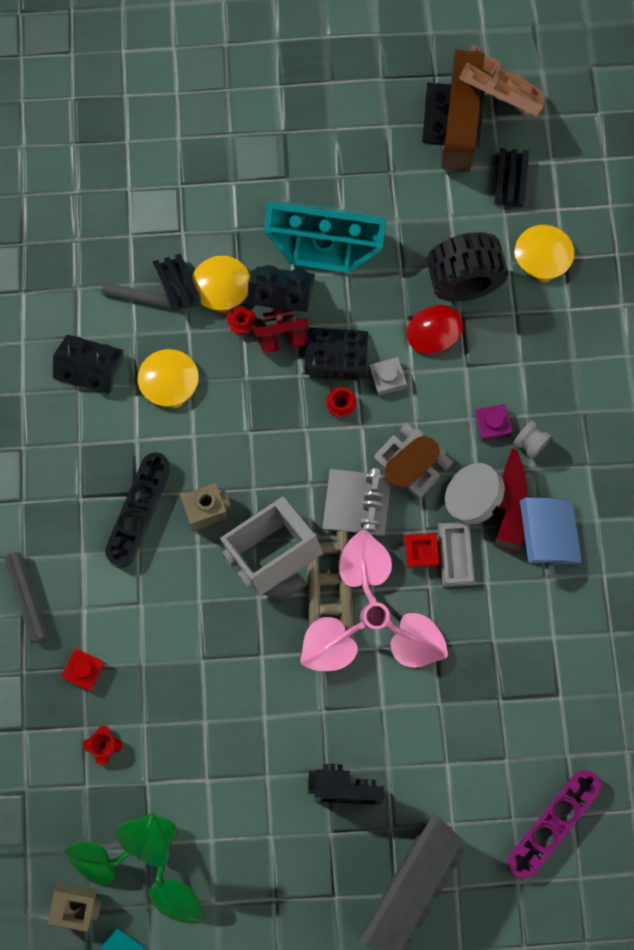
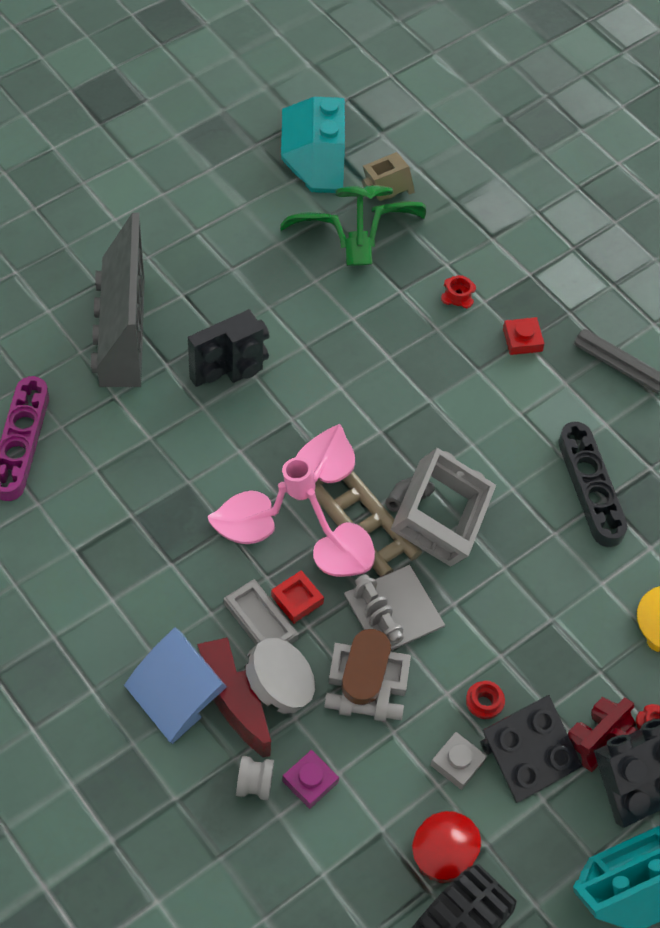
camera: 140 degrees right, 15 degrees down
(205, 506) = (534, 514): dark tan brick -> none

